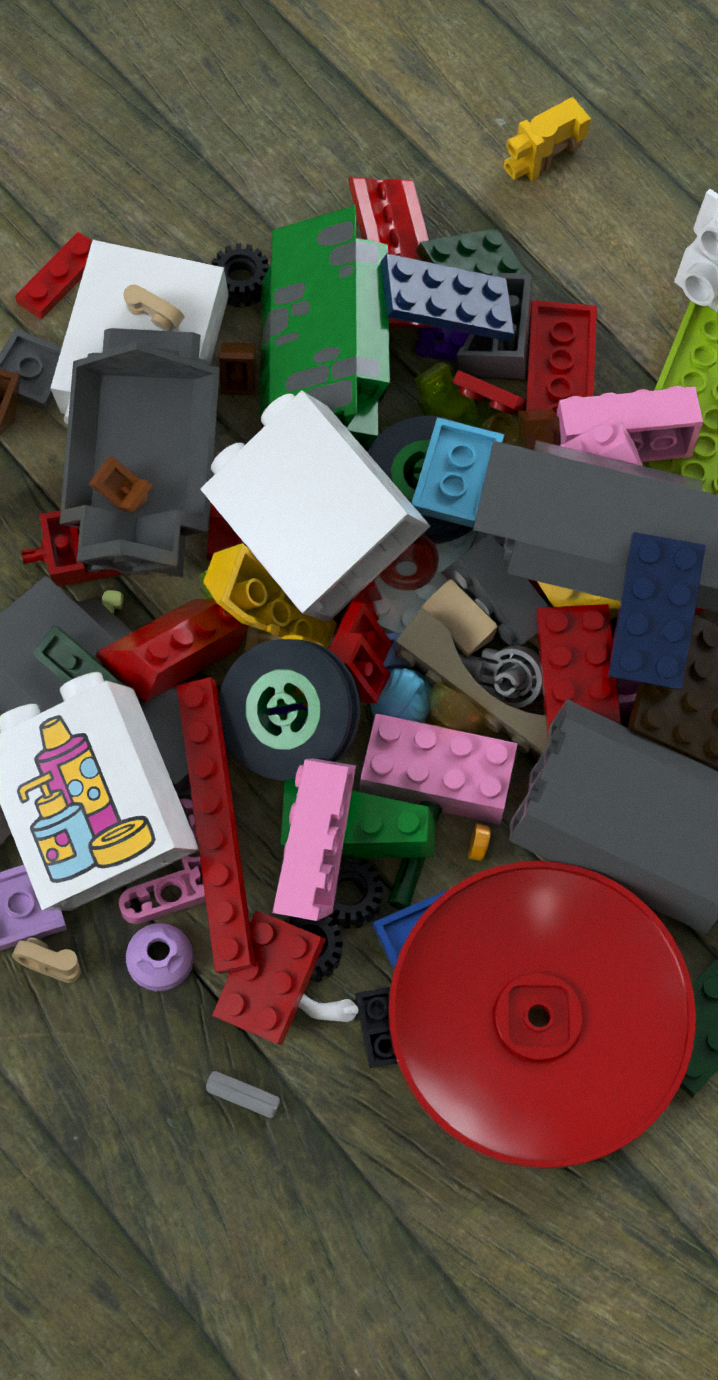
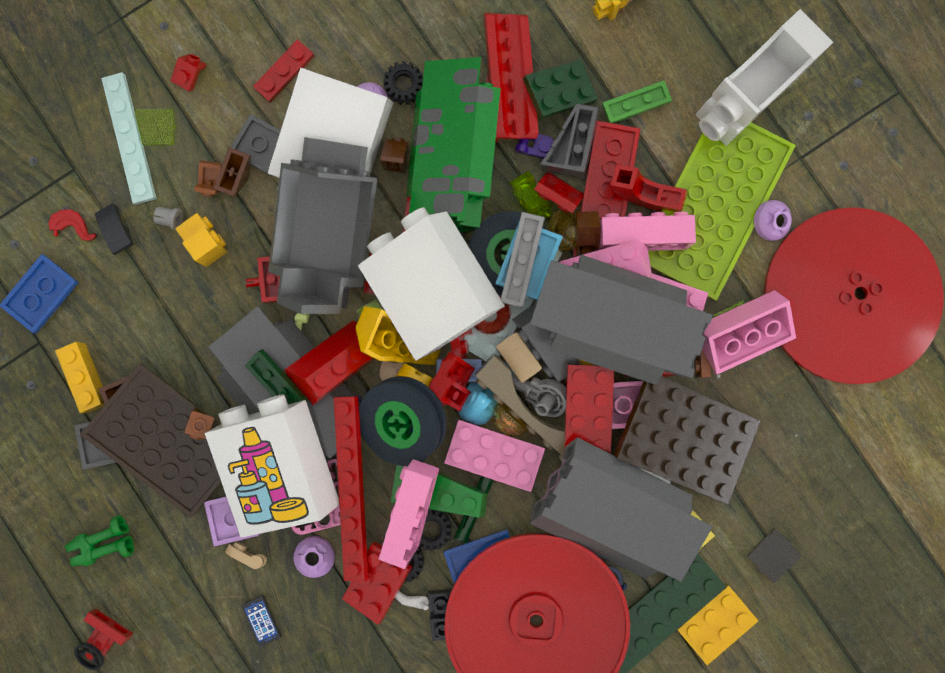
camera: 10 degrees right, 20 degrees up
(79, 1065) = (261, 620): none -> tile
(120, 486) = (308, 252): dark orange bracket -> none
(162, 312) = (343, 133): tan plate -> none
(242, 1094) = (356, 648): light grey axle -> none
(446, 297) = (536, 129): plate -> none
(448, 465) = (522, 259): none -> light grey plate
(479, 842) = (514, 504): light orange tile -> none
(586, 275) = (636, 102): none -> bright green plate
(597, 373) = (635, 188): none -> red arch
(656, 611) = (642, 387): dark blue plate -> none

